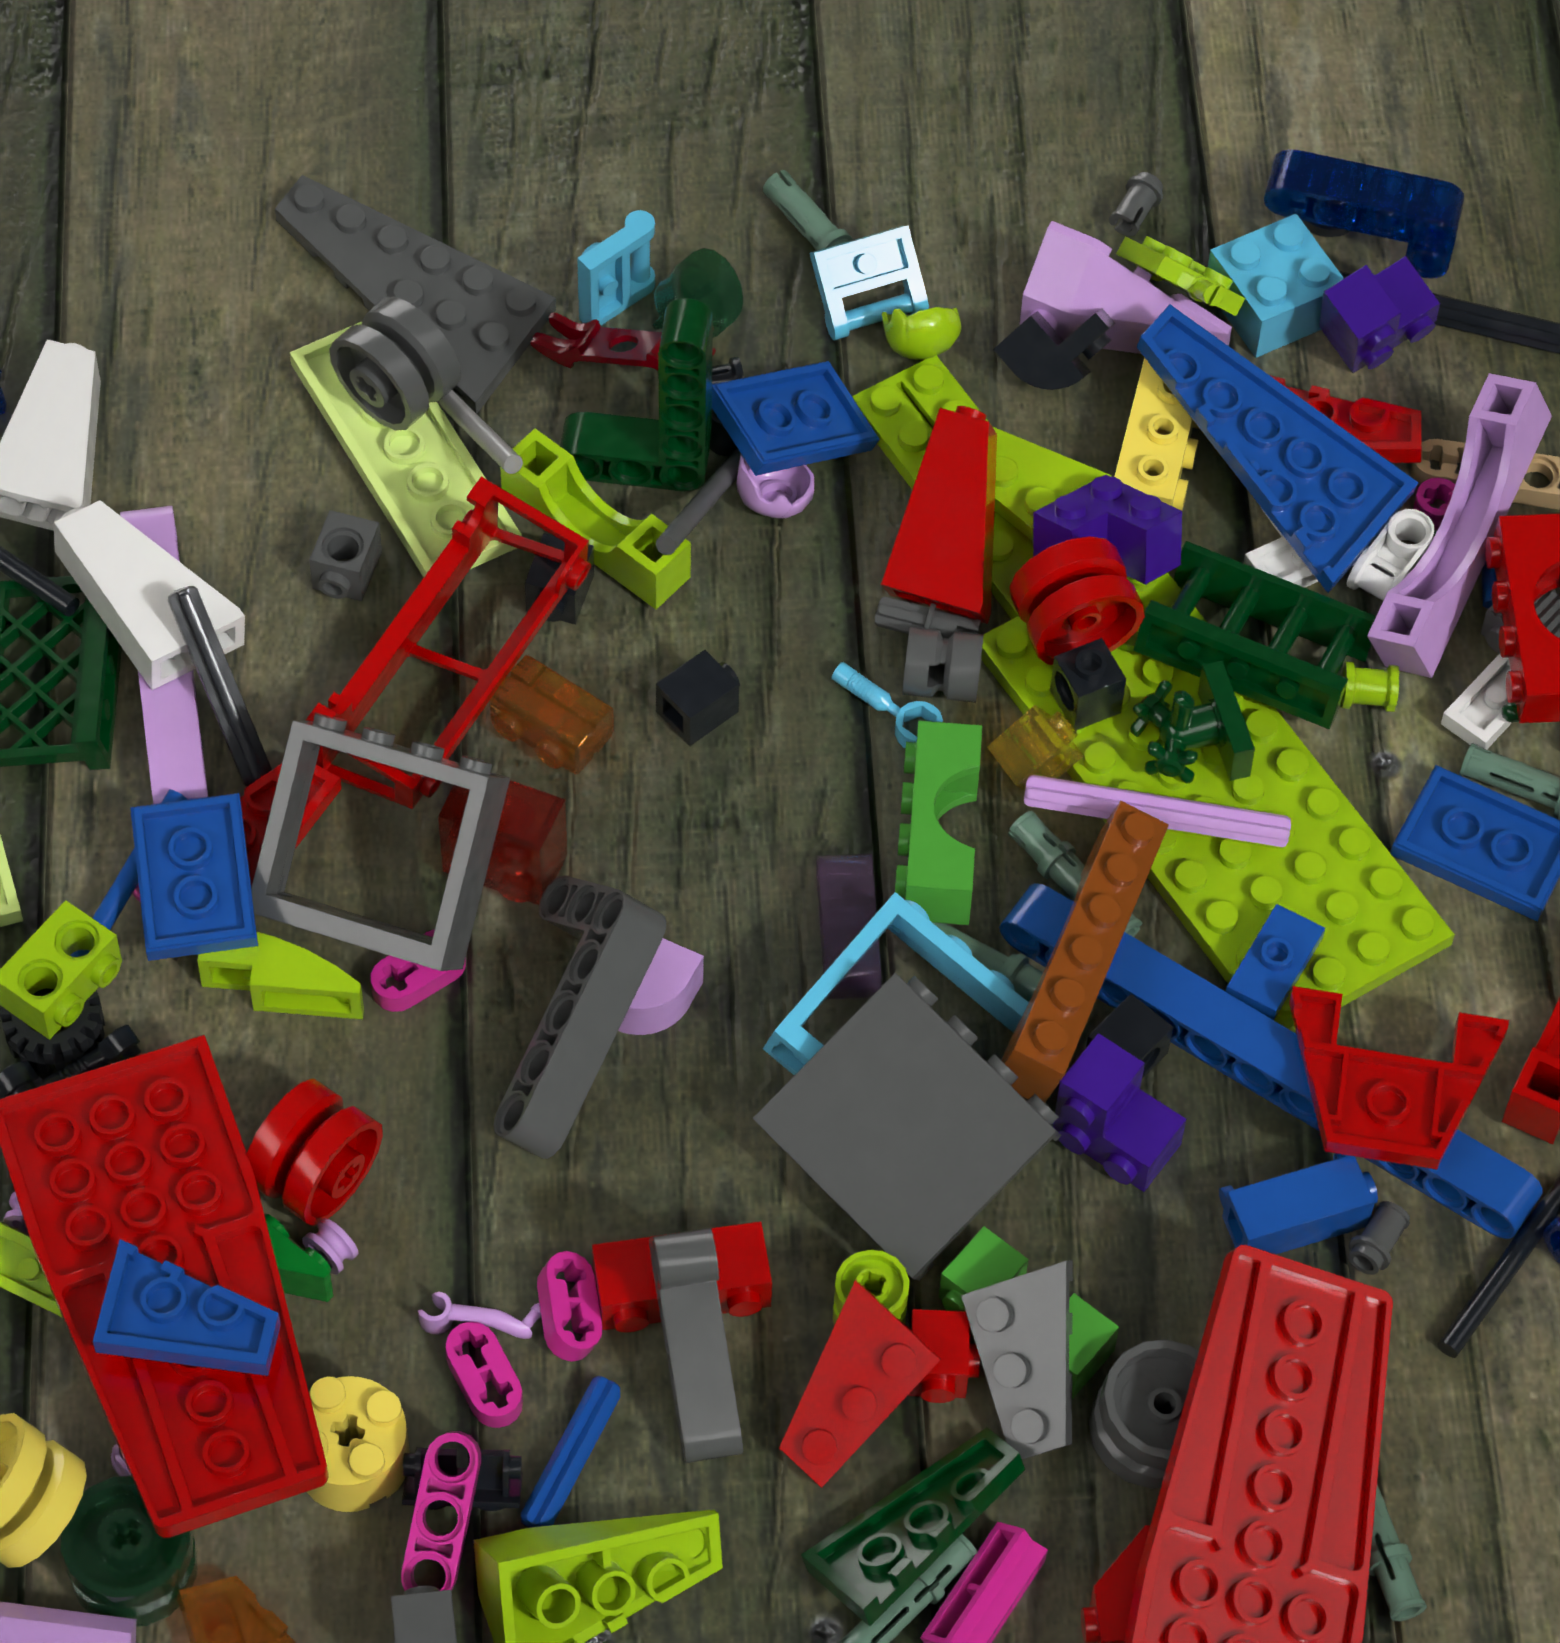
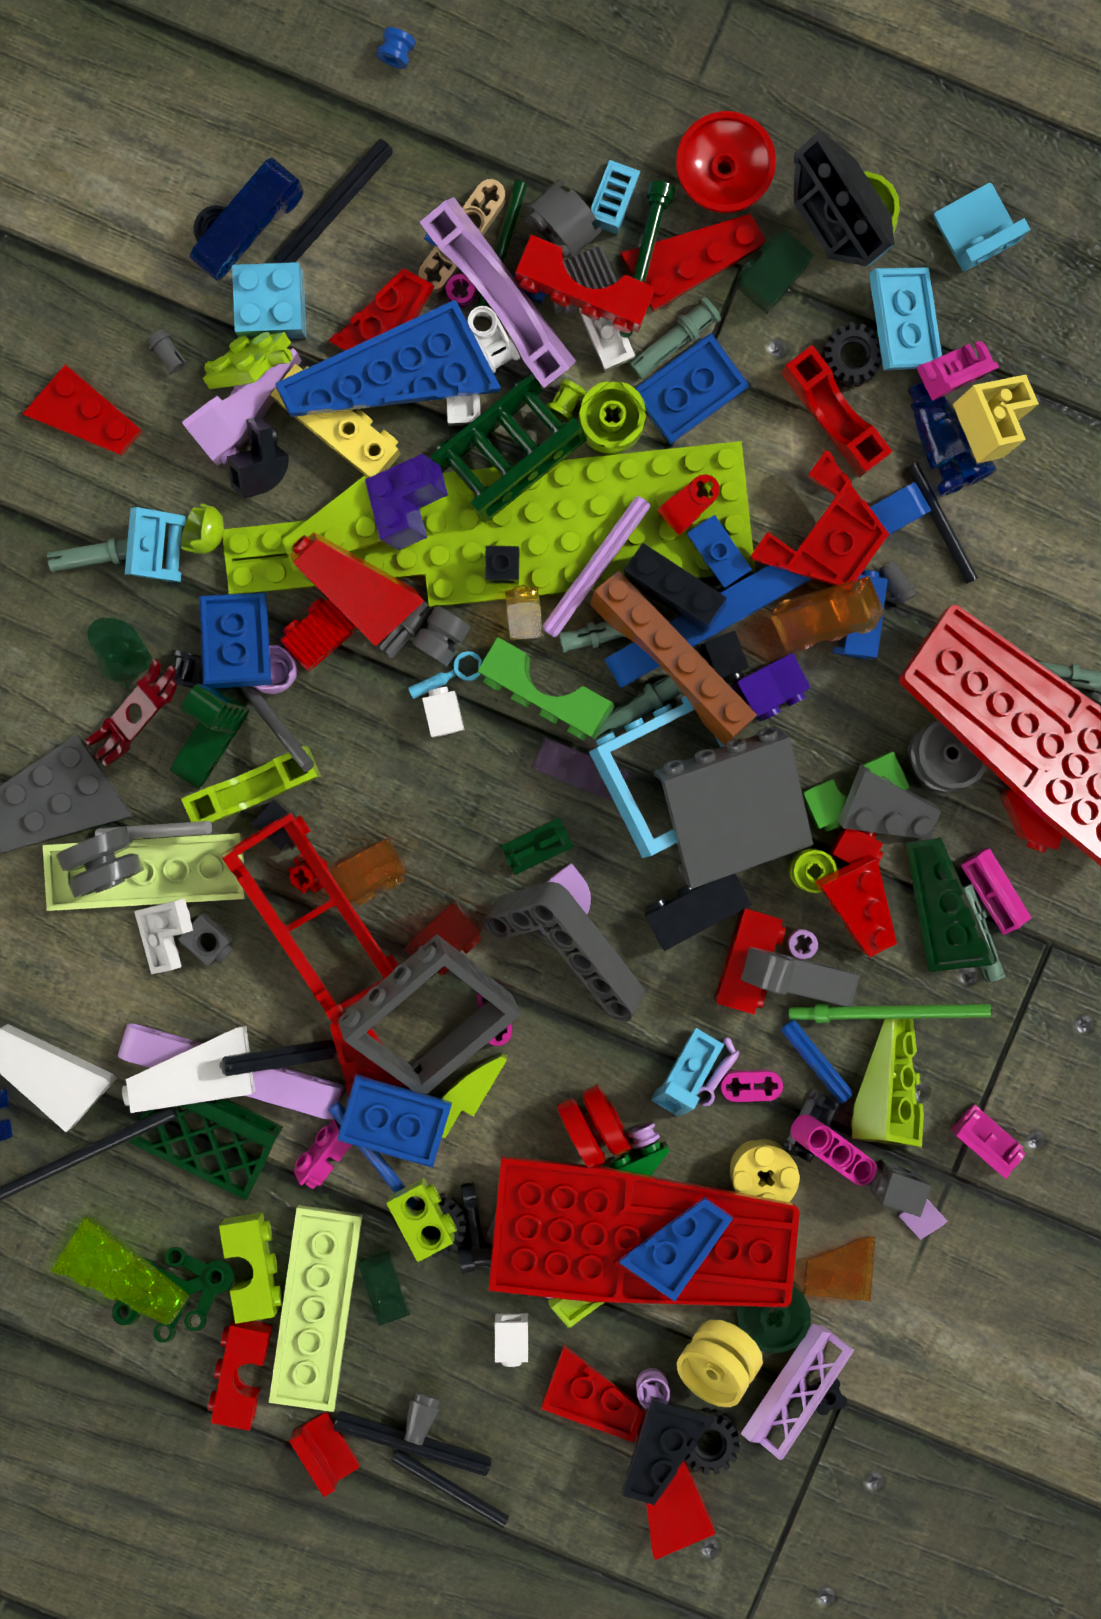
camera: 60 degrees left, 30 degrees up
(70, 823) = (312, 1165): none -> dark pink hinge
(341, 488) = (157, 929): none -> white plate
(457, 1260) = (688, 1074): none -> medium azure bracket
(497, 629) = (302, 875): none -> red gear
(579, 1305) = (733, 1032): dark pink beam -> none
(616, 270) = (84, 698): medium azure plate -> none
(657, 1428) = (824, 1012): none -> bright green bar
(698, 697) = (395, 781): black brick -> none
(703, 919) = (537, 846): none -> dark green hinge
(723, 1167) = (695, 910): none -> black brick
(744, 1335) = (812, 946): none -> lavender bush
(832, 715) = (443, 712): none -> white brick
(852, 517) = (317, 633): none -> red brick
(998, 147) = (81, 411): none -> red wing
(1075, 597) = (452, 546): red wheel -> none
(1186, 911) = (675, 588): none -> black brick
(1193, 727) = (557, 517): dark green piece -> none
(1270, 1131) = (828, 614): none -> clear orange brick
(1318, 887) = (686, 506): none -> red piece
(1375, 313) = (323, 253): dark purple brick -> none
(1381, 745) = (612, 398): none -> lime brick

